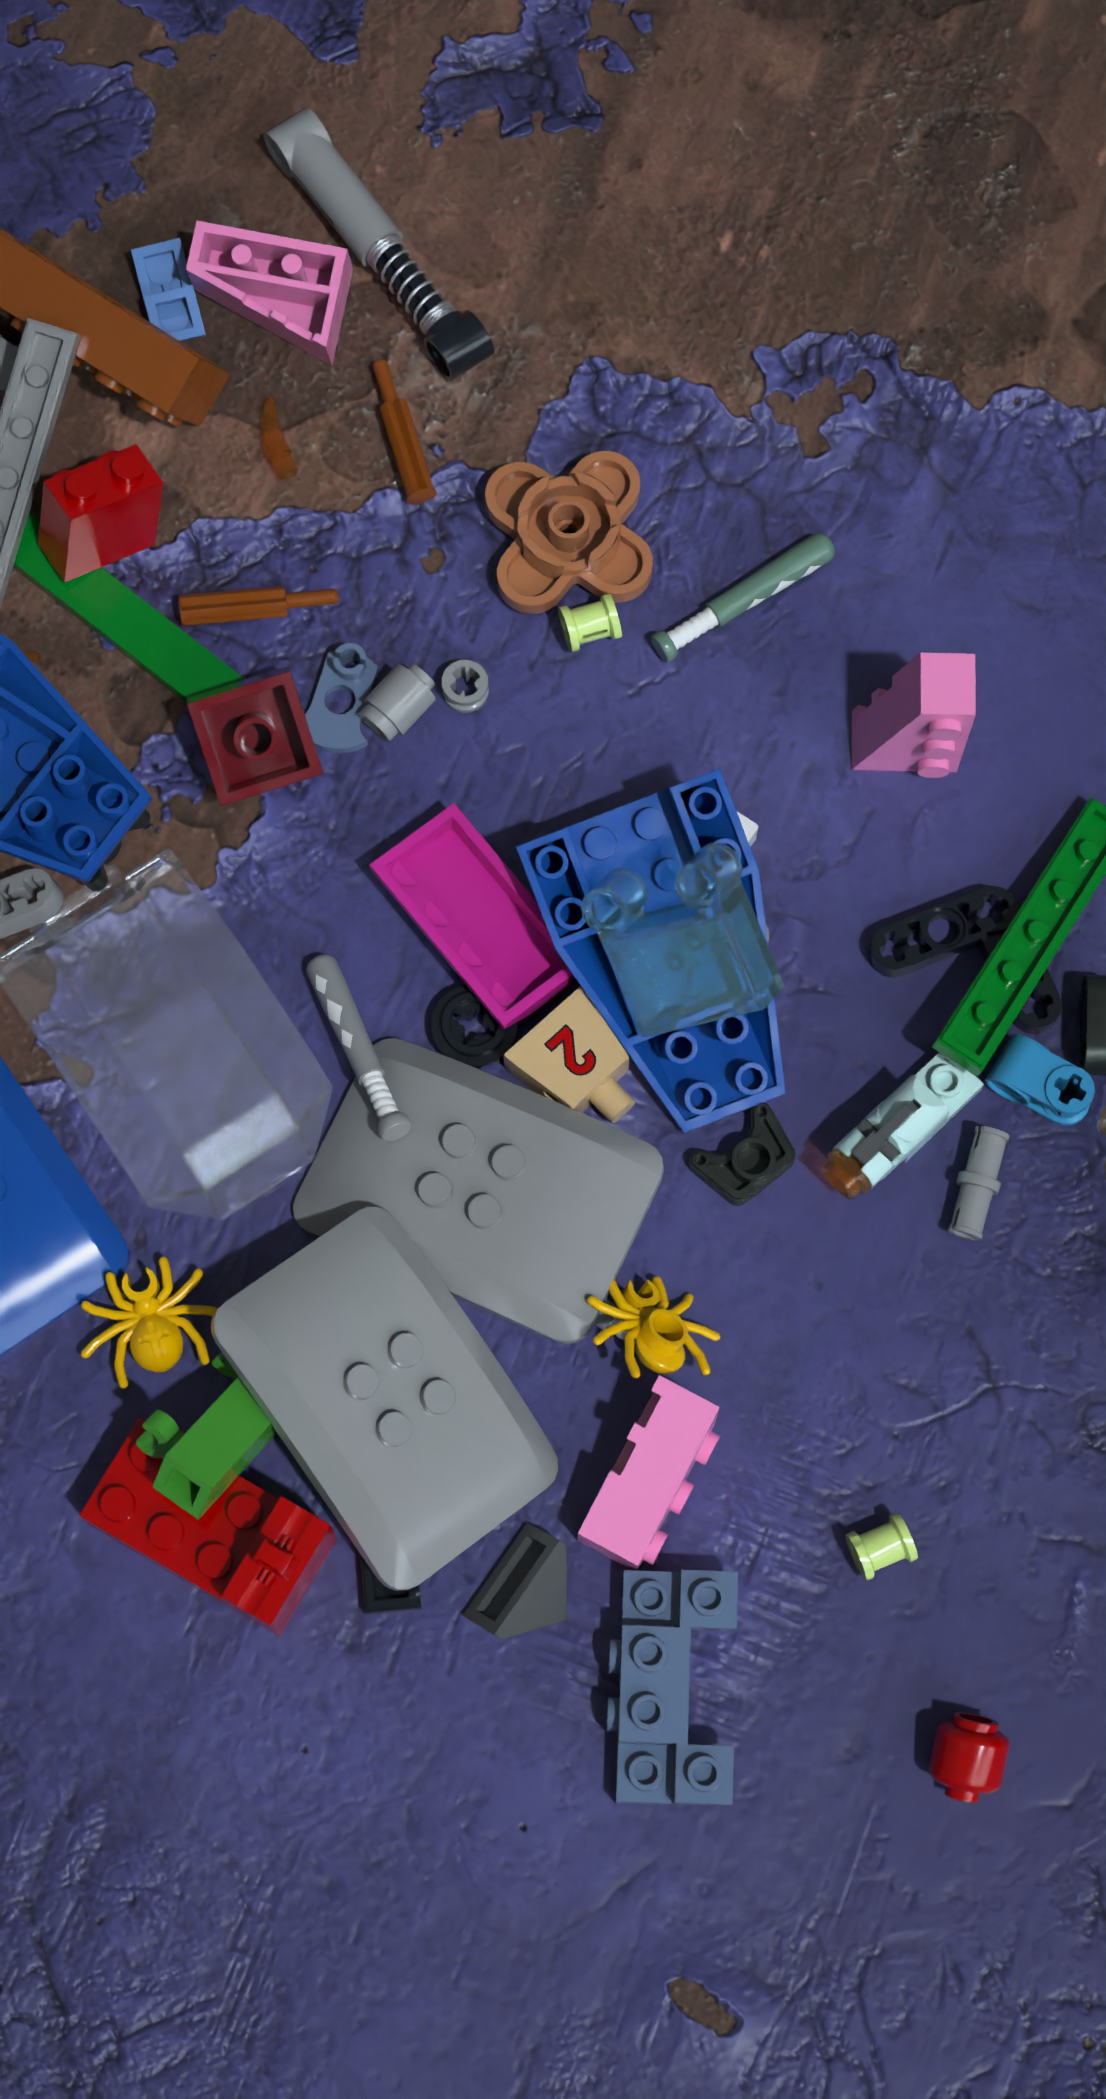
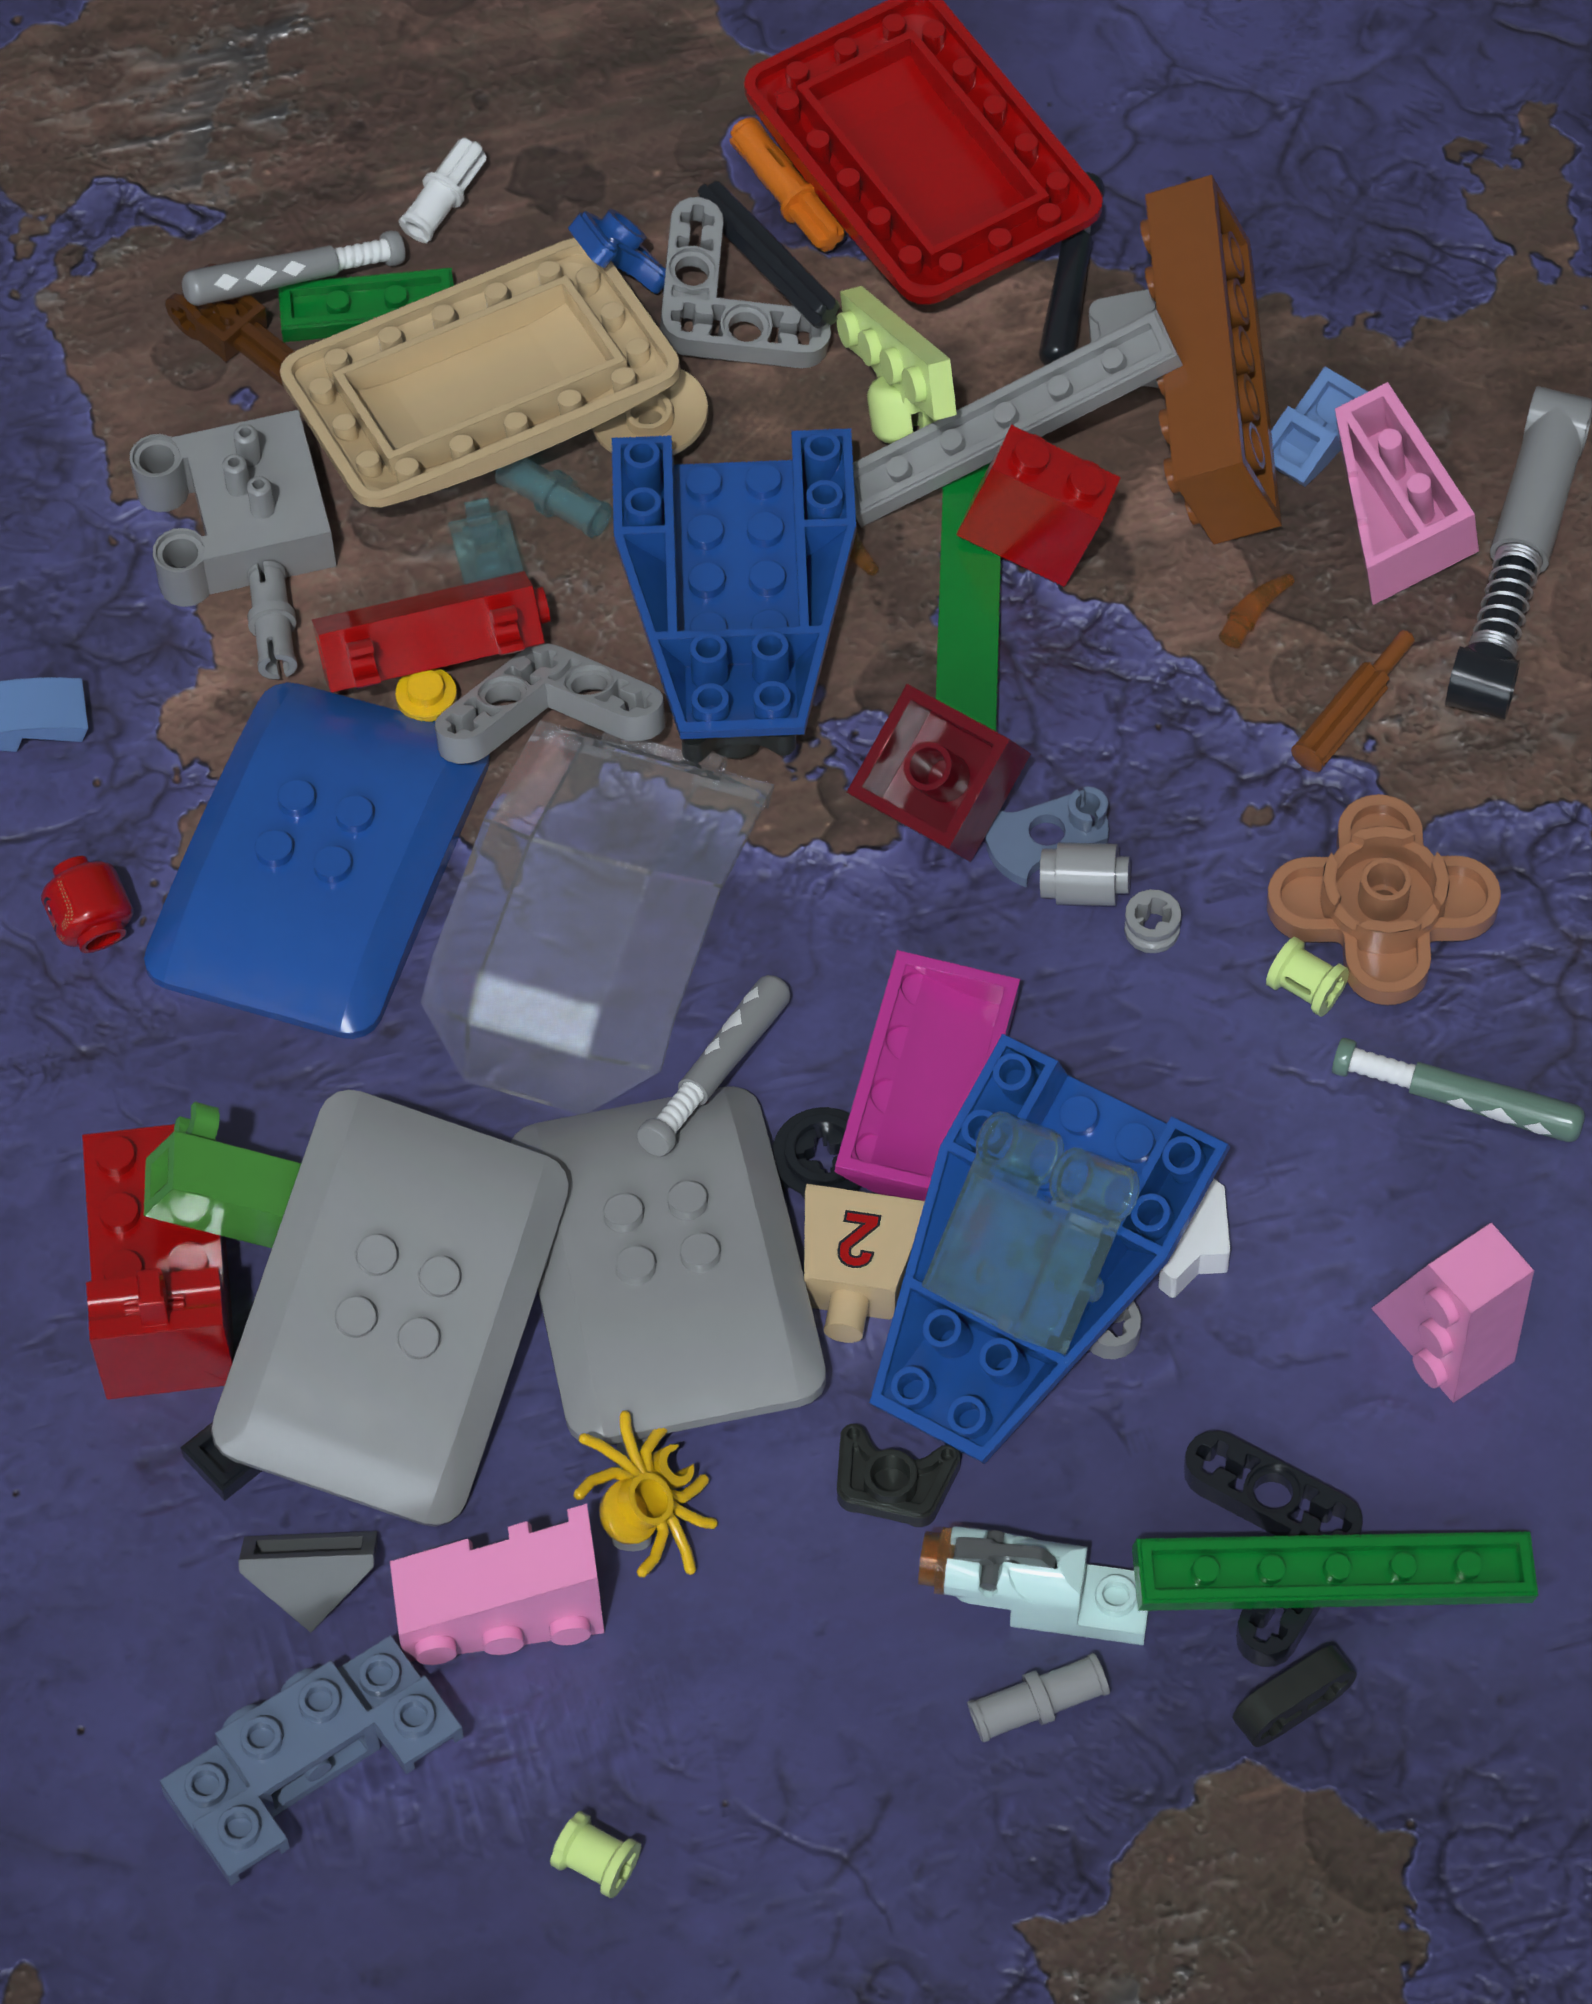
camera: 55 degrees right, 15 degrees down
(149, 1322) = (310, 1083): yellow animal -> none
(248, 604) = (1072, 694): dark orange axle -> none
(1036, 1077) = (1191, 1680): dark azure piece -> none

